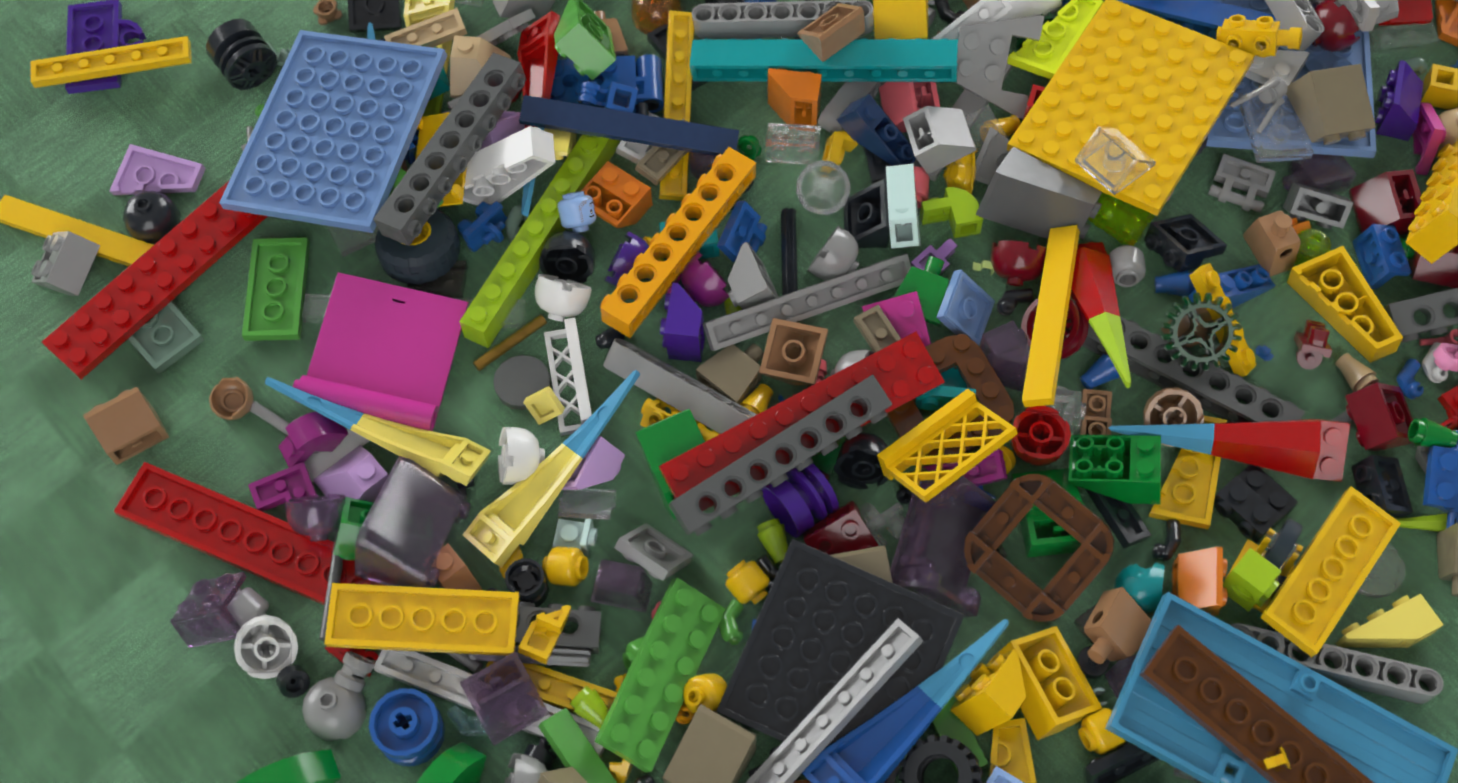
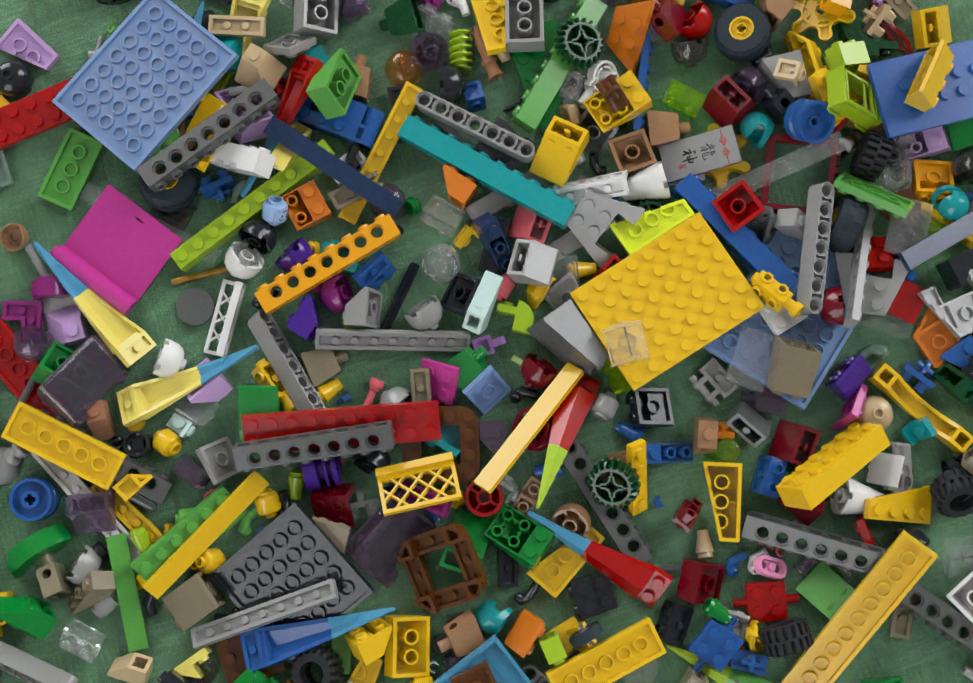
camera: 20 degrees right, 20 degrees up
(544, 405) = (199, 332): light yellow plate -> none
(614, 97) = (334, 140): blue brick -> none
(683, 656) = (205, 534): none -> yellow tile
(793, 352) = (364, 371): medium nougat slope -> none
(833, 30) = (496, 158): medium nougat slope -> none
(1269, 92) = (759, 337): light grey plant -> none

